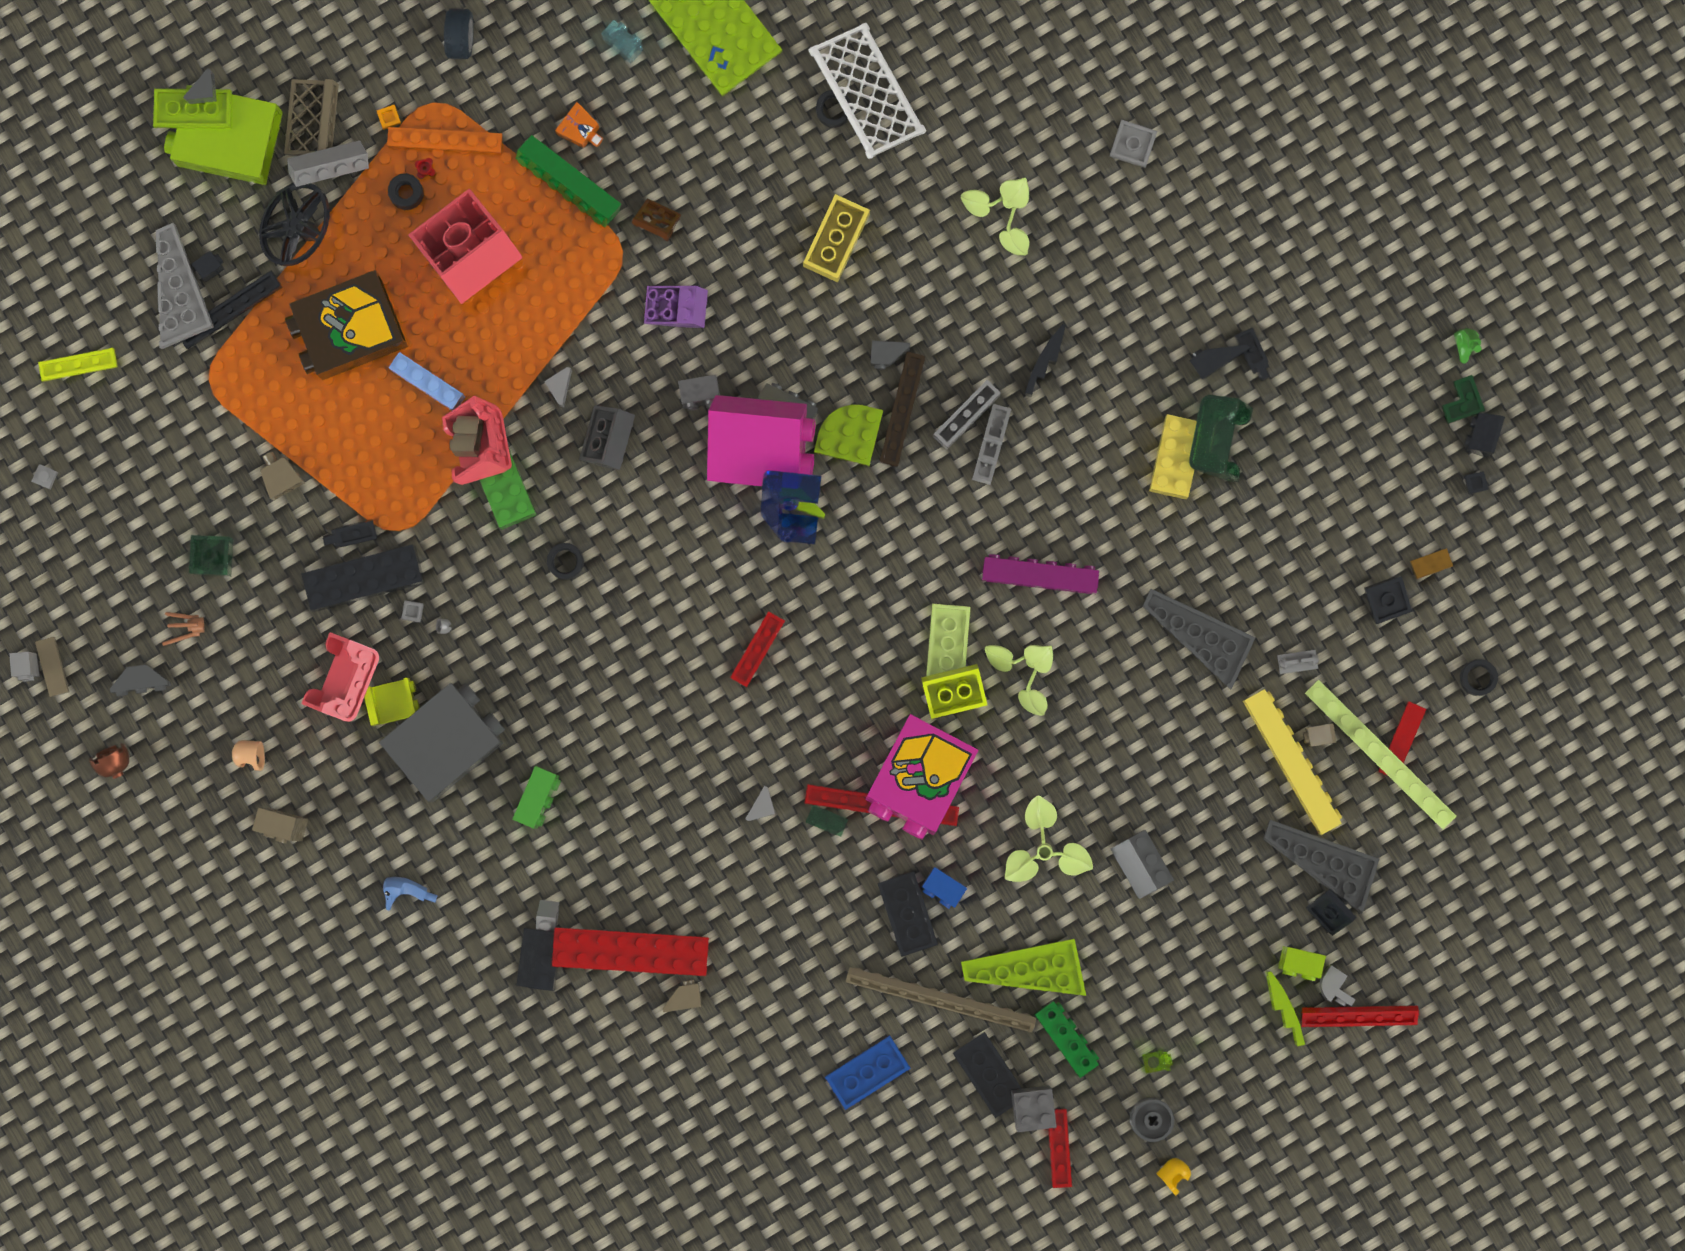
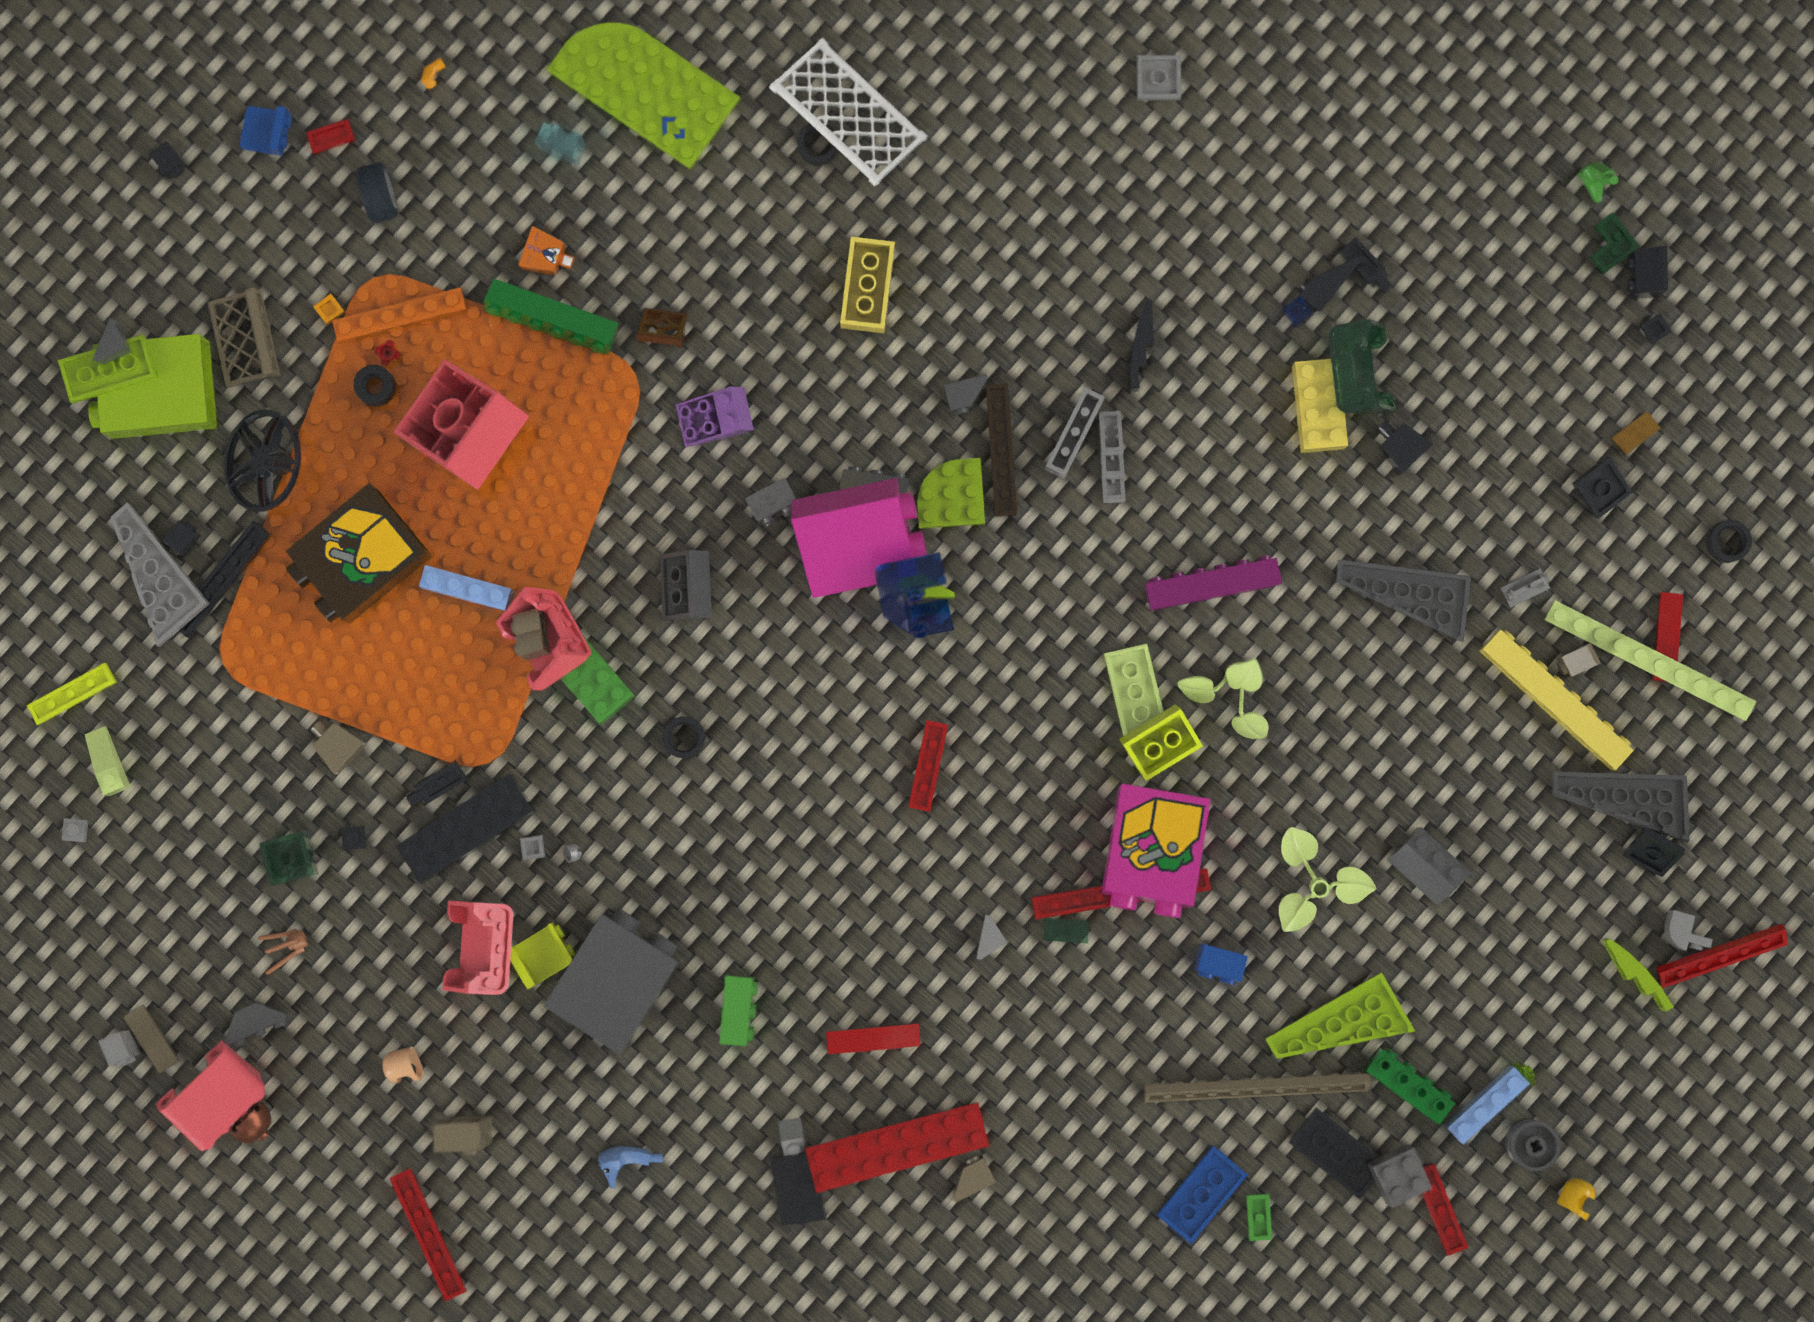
camera: 20 degrees left, 0 degrees up
(87, 730) = (214, 1097): none -> coral windscreen
(88, 429) = (106, 762): none -> yellowish green slope
(225, 898) = (428, 1234): none -> red plate
(269, 556) = (353, 837): none -> black plate
(327, 163) = (278, 382): light grey brick -> none
(559, 385) = (614, 545): light grey slope -> none
(639, 857) = (872, 1038): none -> red slope
(907, 914) = (1189, 1005): black plate -> none
(908, 1105) = (1259, 1217): none -> bright green plate
(1014, 195) = (1048, 174): yellowish green plant -> none
(1125, 1074) = (1486, 1104): none -> light blue brick
(1184, 373) = (1297, 311): none -> clear blue plate
(1234, 512) = (1402, 446): none -> black torso
(1302, 962) = (1640, 917): lime brick -> none

